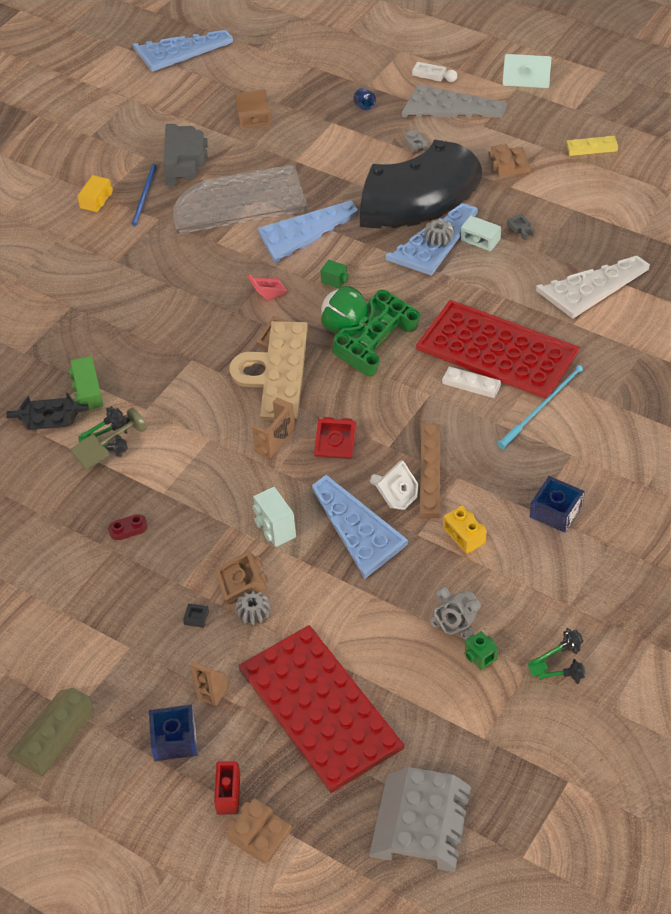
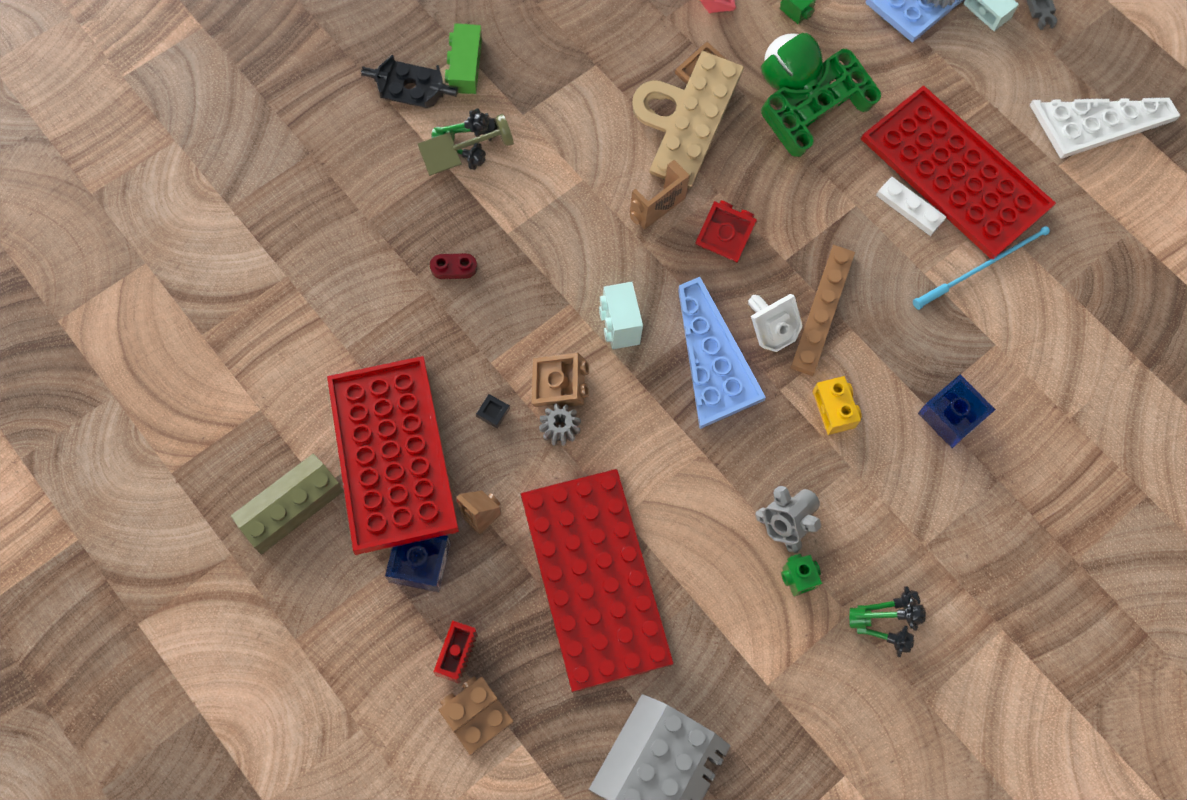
camera: 10 degrees right, 20 degrees up
(125, 665) = (391, 456): none -> red plate

